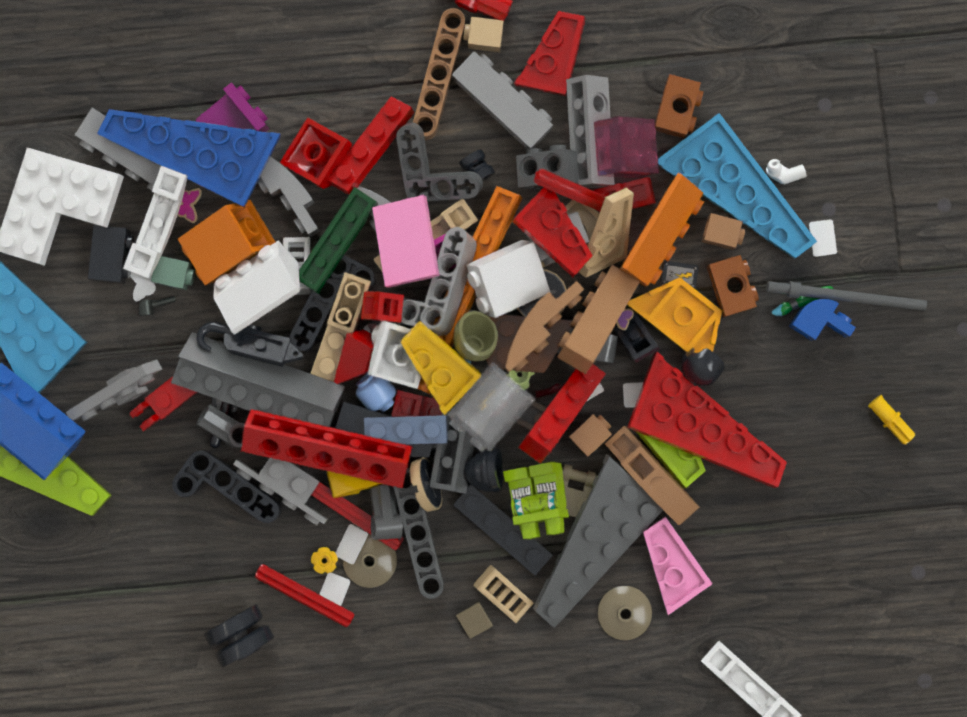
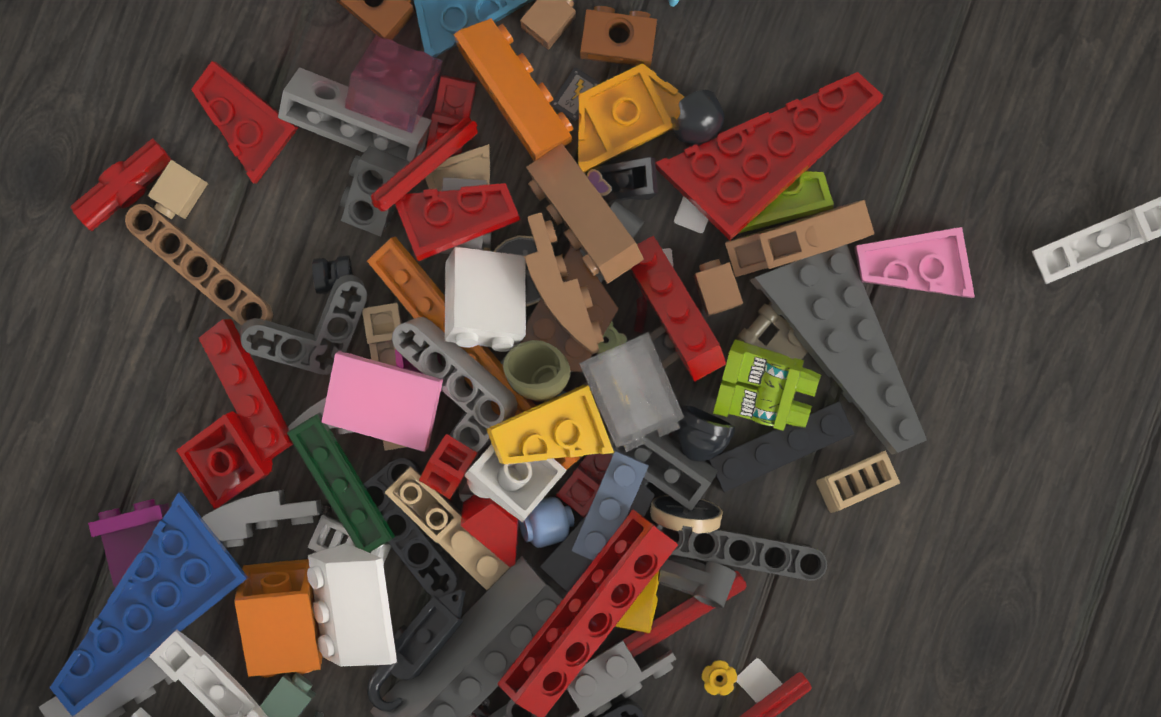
camera: 70 degrees left, 0 degrees up
(187, 205) = (214, 646): dark pink sticker -> none
(351, 544) = (714, 636): white sticker -> none
(373, 575) = (747, 644): dark tan dish -> none
(474, 620) = (873, 530): dark tan slope -> none
(502, 101) = (267, 207): light grey brick -> none
(610, 233) = (487, 149): tan wing -> none
(624, 598) = (929, 352): dark tan dish -> none

